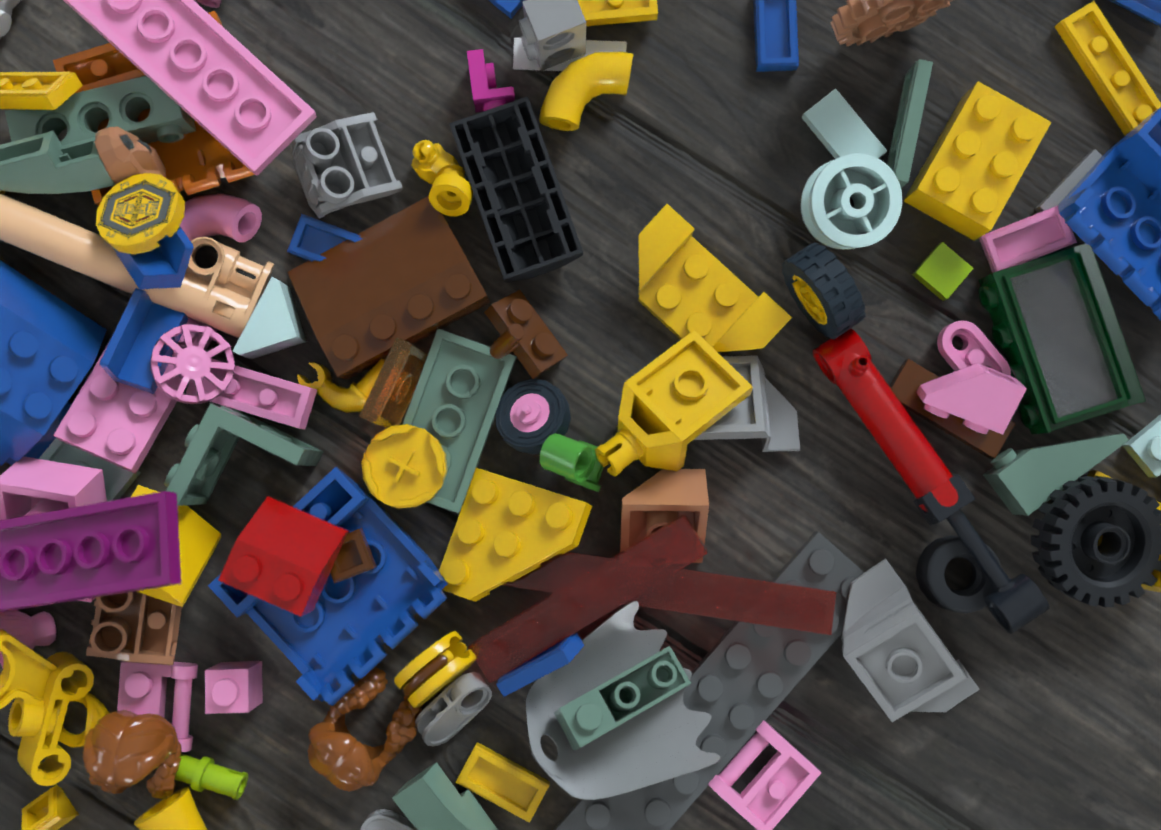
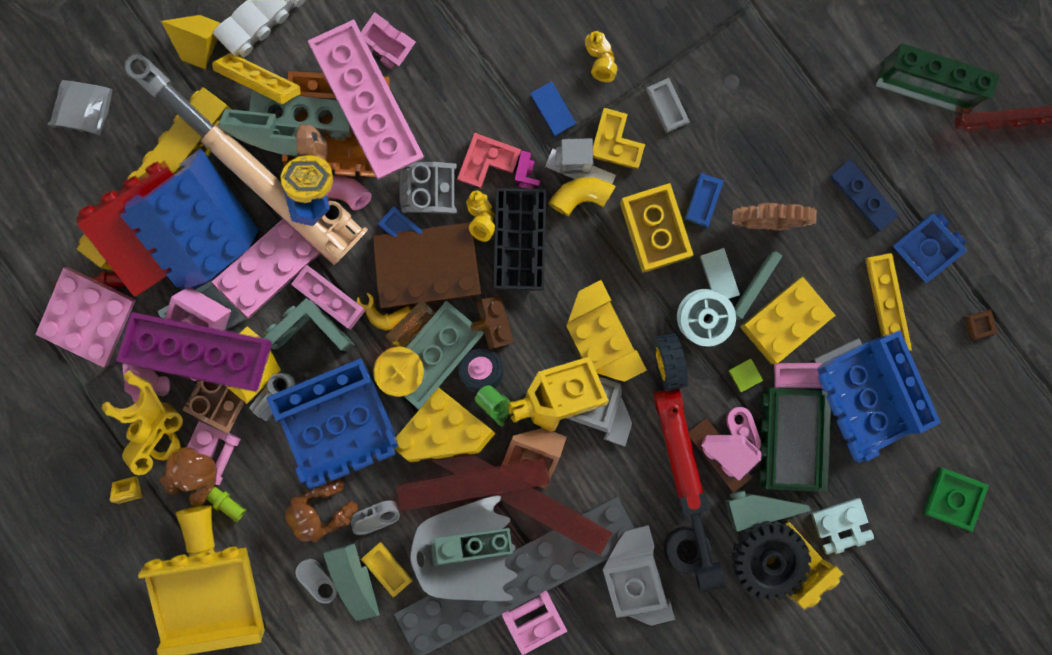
camera: 15 degrees right, 0 degrees up
(134, 339) = (280, 249): blue panel -> none
(192, 363) = (302, 270): bright pink wheel -> none
(207, 603) = (260, 406): none -> light grey piece
(233, 687) = (257, 459): bright pink brick -> none
(272, 324) = (354, 263): light aqua slope -> none
(284, 556) = (315, 397): red slope -> none
(353, 557) = (348, 409): reddish brown tile -> none
(413, 80) = (485, 153): none -> coral plate
(434, 669) = (373, 491): yellow head -> none
(541, 665) = (433, 511): blue tile -> none
(721, 93) = (656, 228): none -> yellow brick

